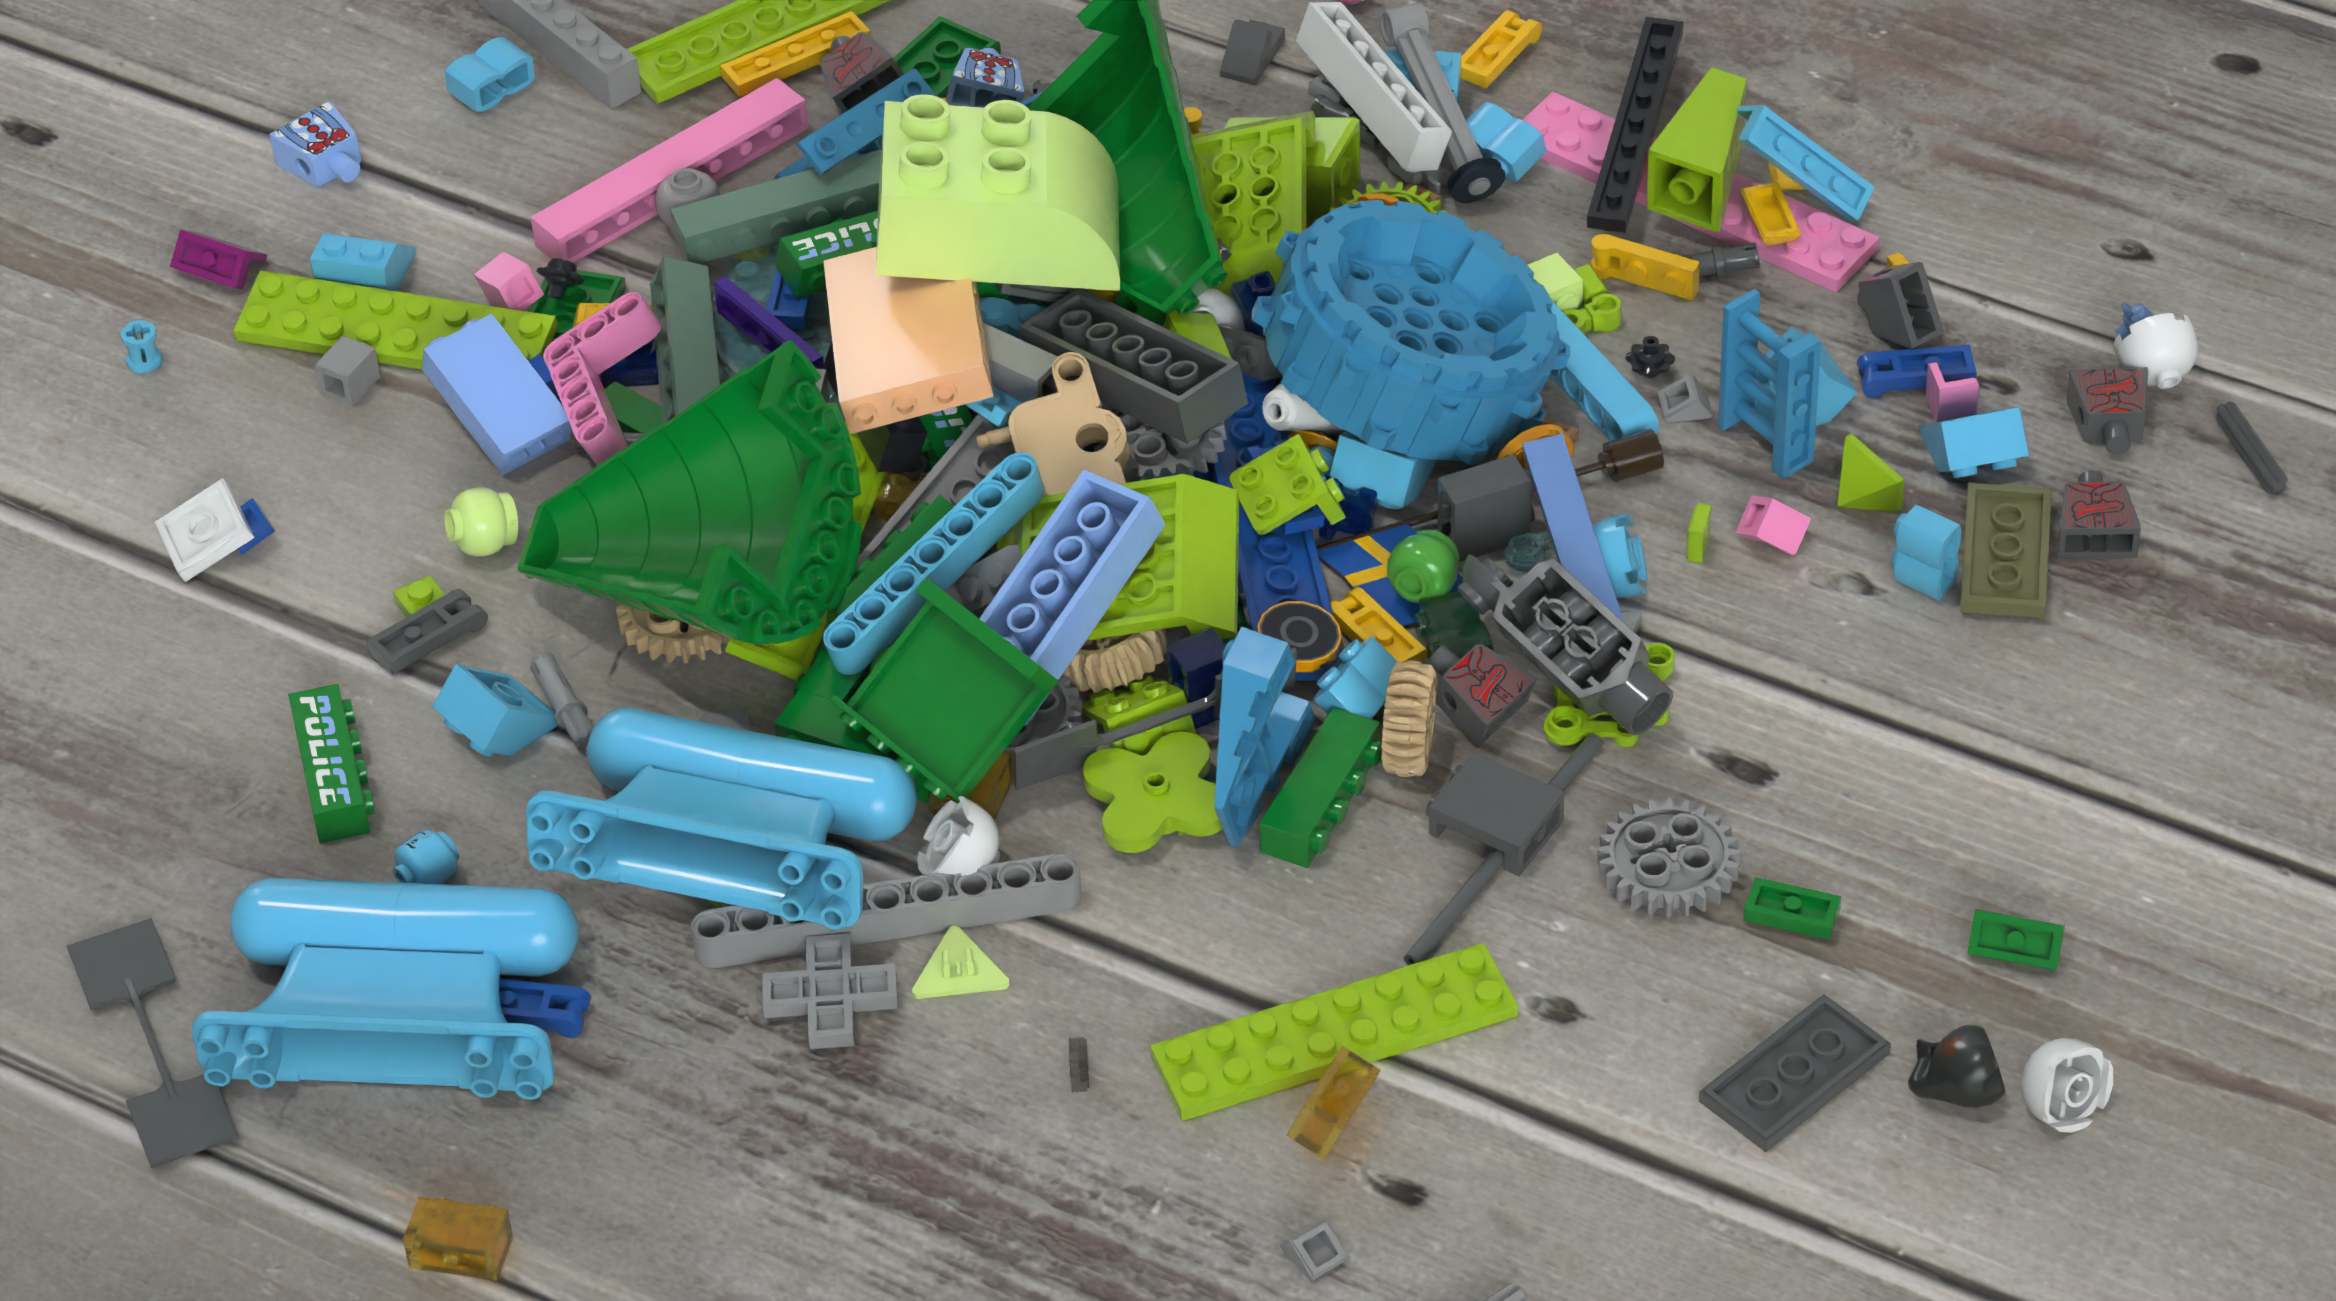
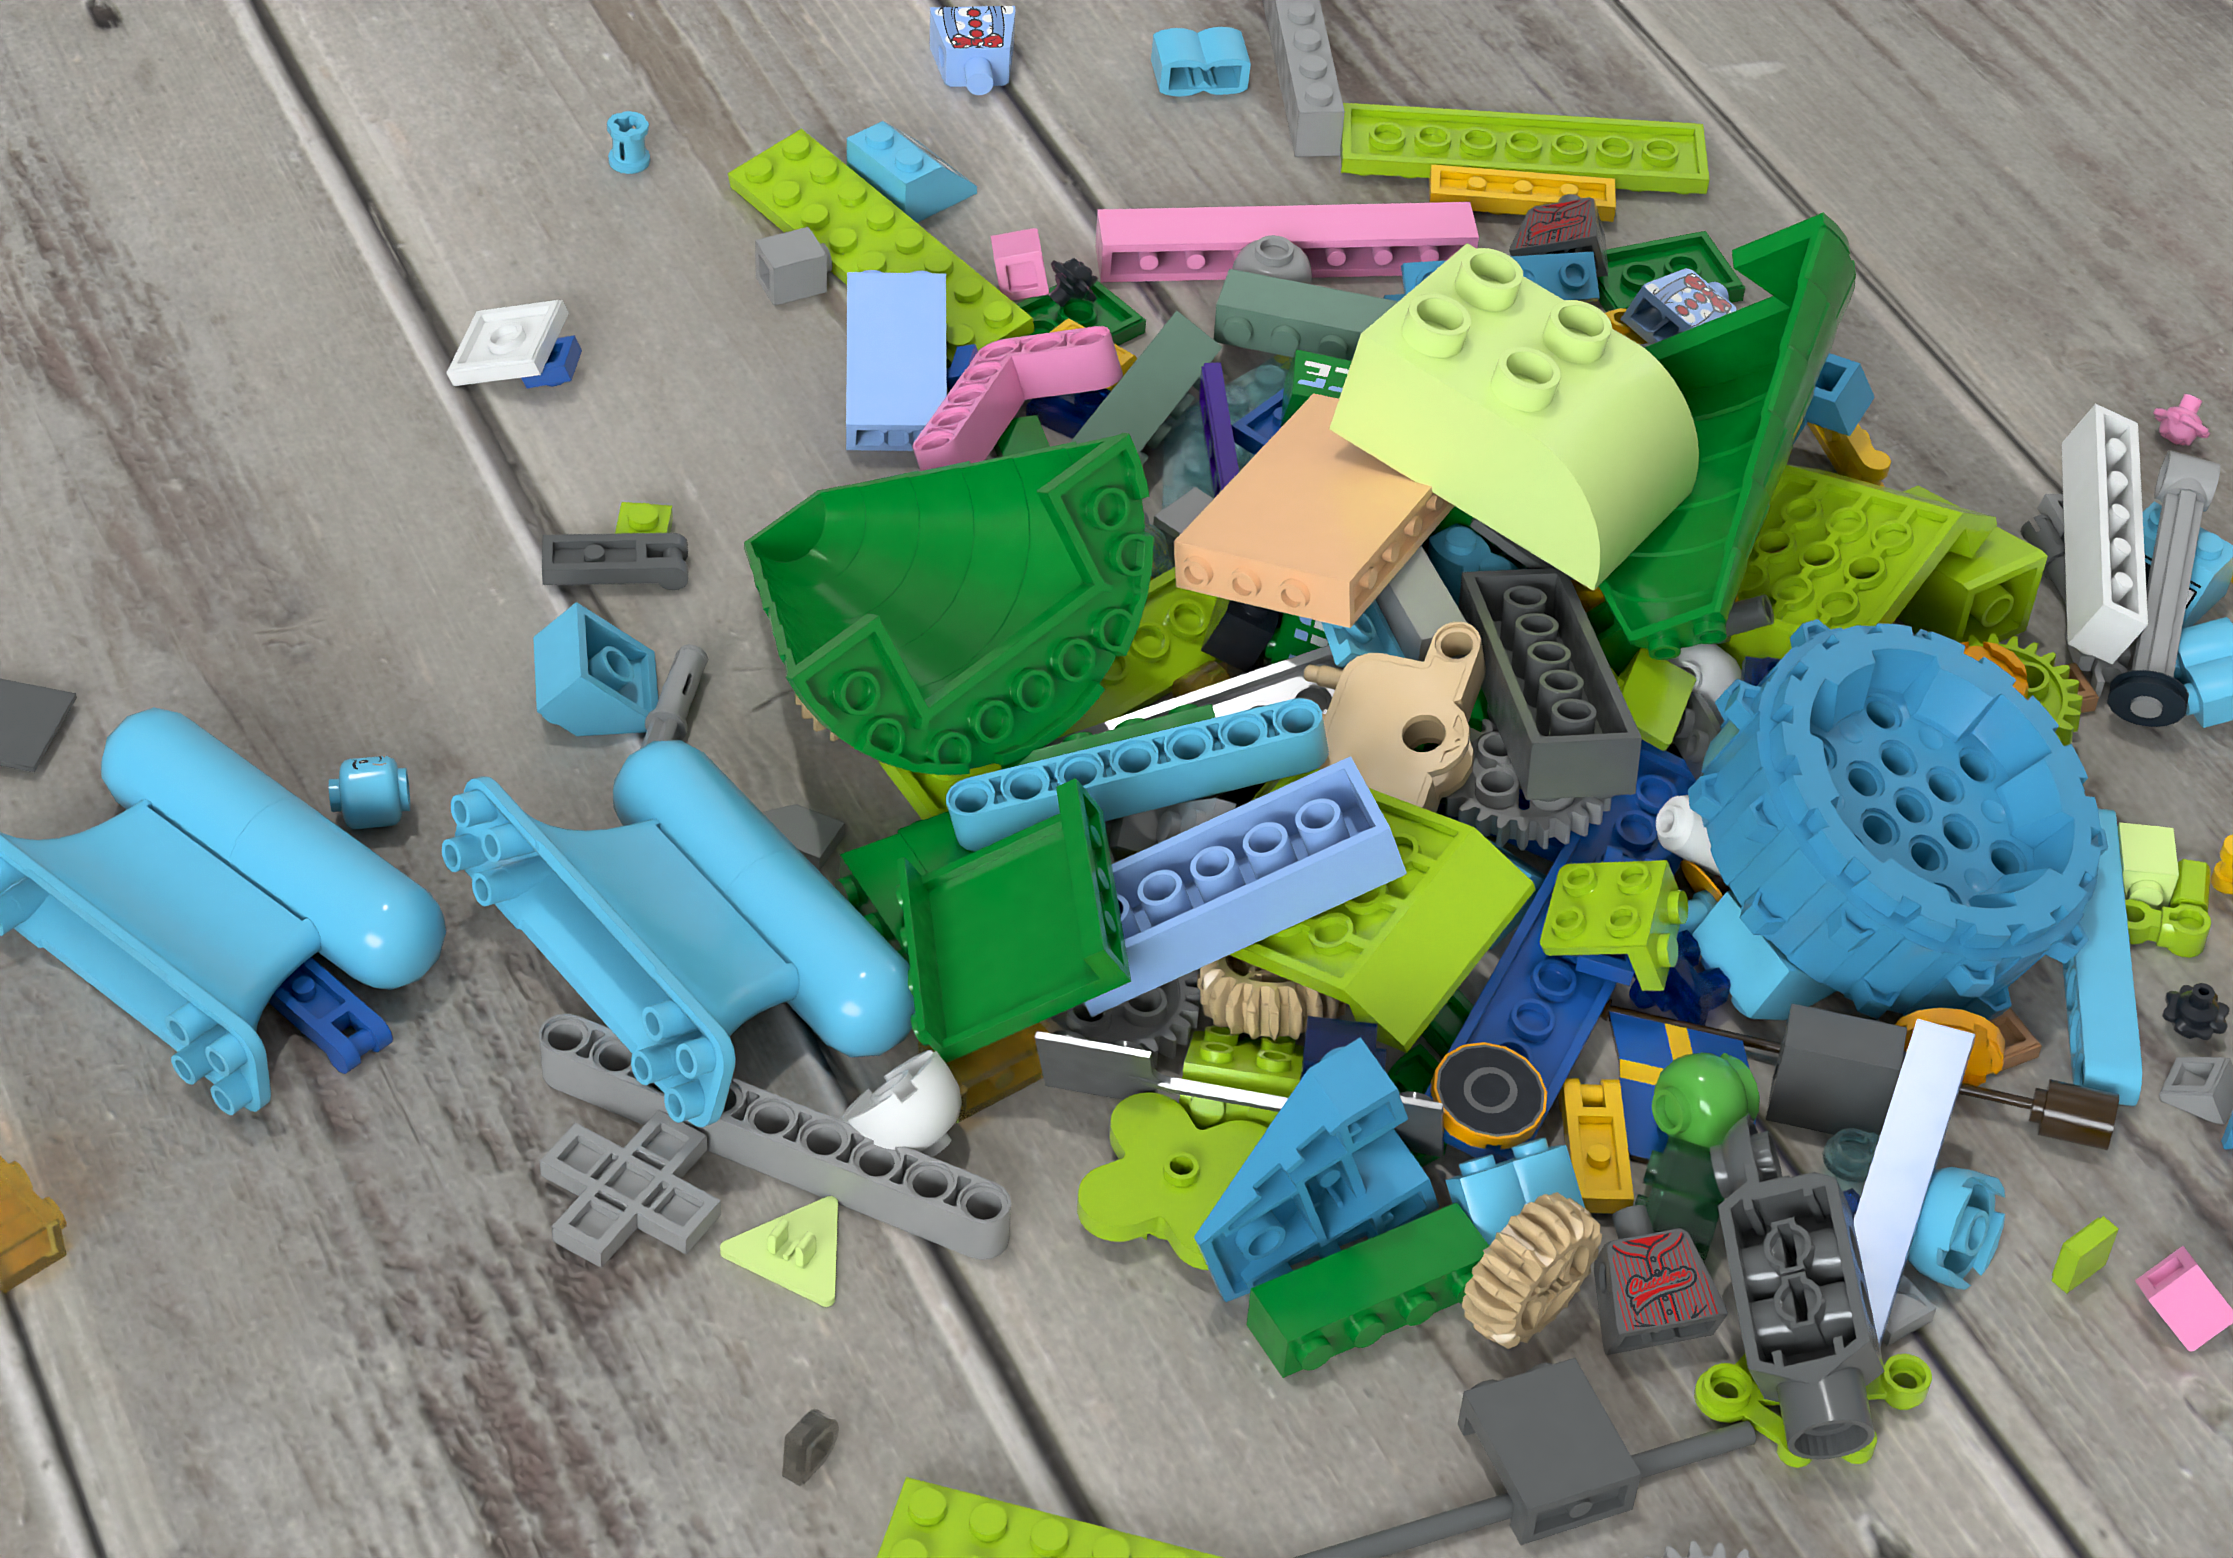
camera: 30 degrees right, 0 degrees up
(213, 258) = (779, 97): magenta panel -> none
(330, 764) = (387, 638): green brick -> none
(481, 521) = (761, 478): yellowish green piece -> none
(1250, 50) = (2013, 431): dark grey slope -> none

